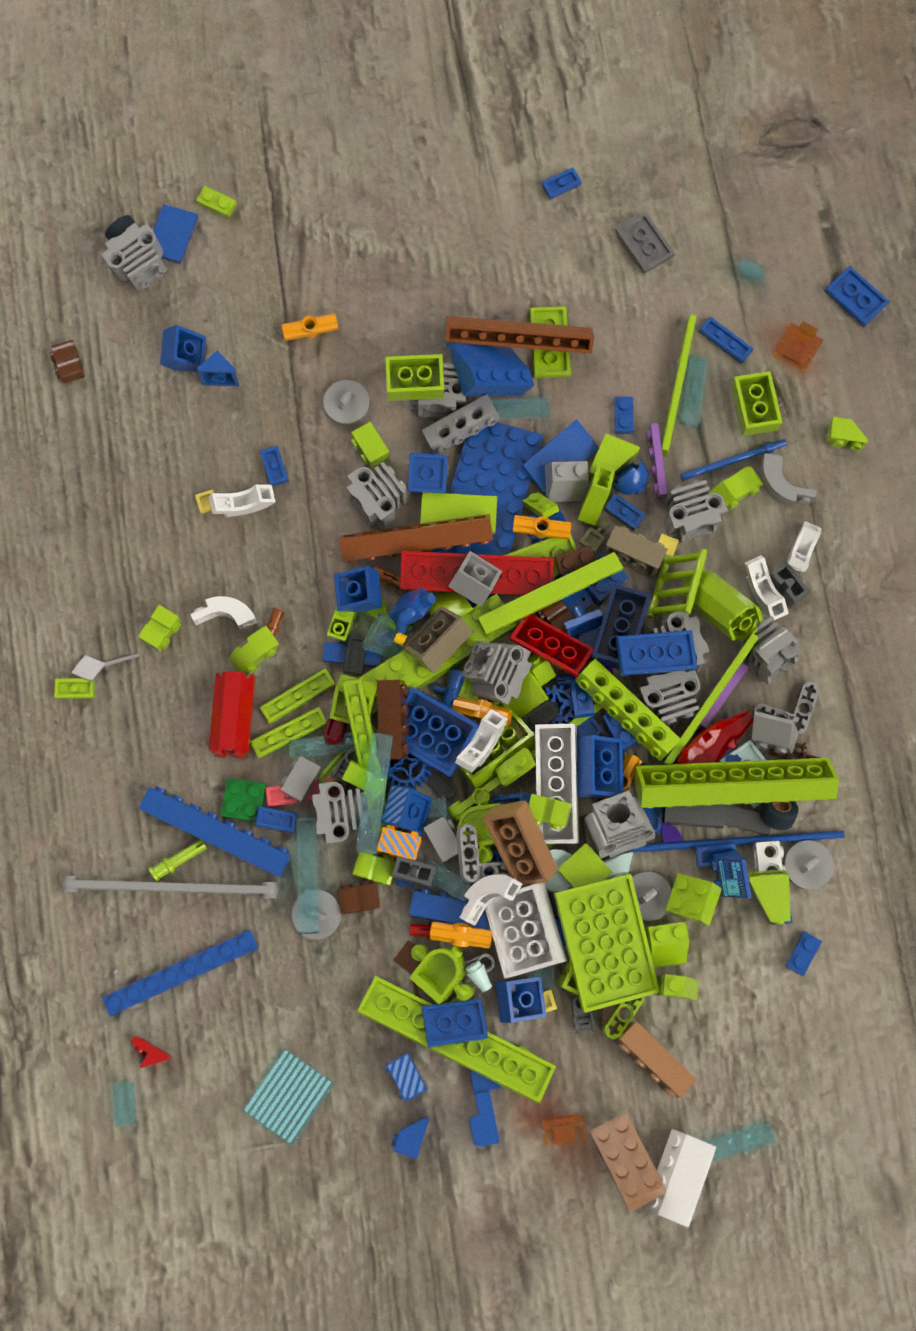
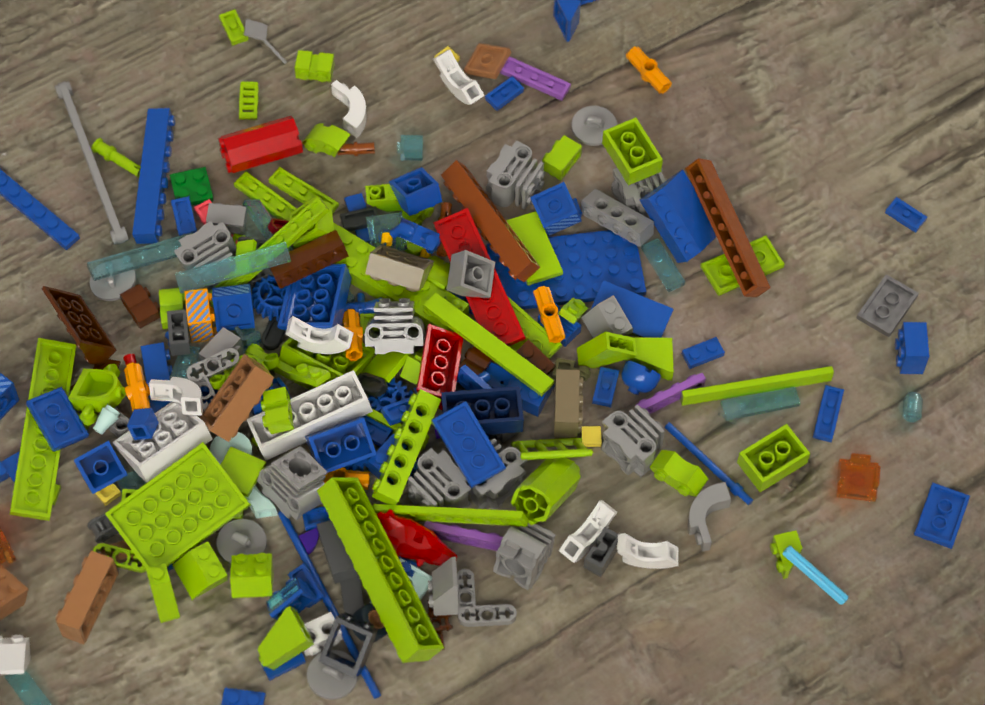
camera: 70 degrees right, 15 degrees down
(154, 699) = (248, 89): none -> lime slope
(231, 466) = (487, 61): none -> medium nougat tile
(269, 432) = (536, 78): none -> medium lavender plate
(296, 576) = (411, 147): none -> clear light blue brick
(363, 963) = (81, 325): none -> reddish brown slope
(506, 942) = (142, 424): none -> blue brick
(700, 241) = (912, 348): none -> blue brick
(811, 850) = (341, 663): none -> black window
(878, 421) = (815, 575): none -> medium azure axle

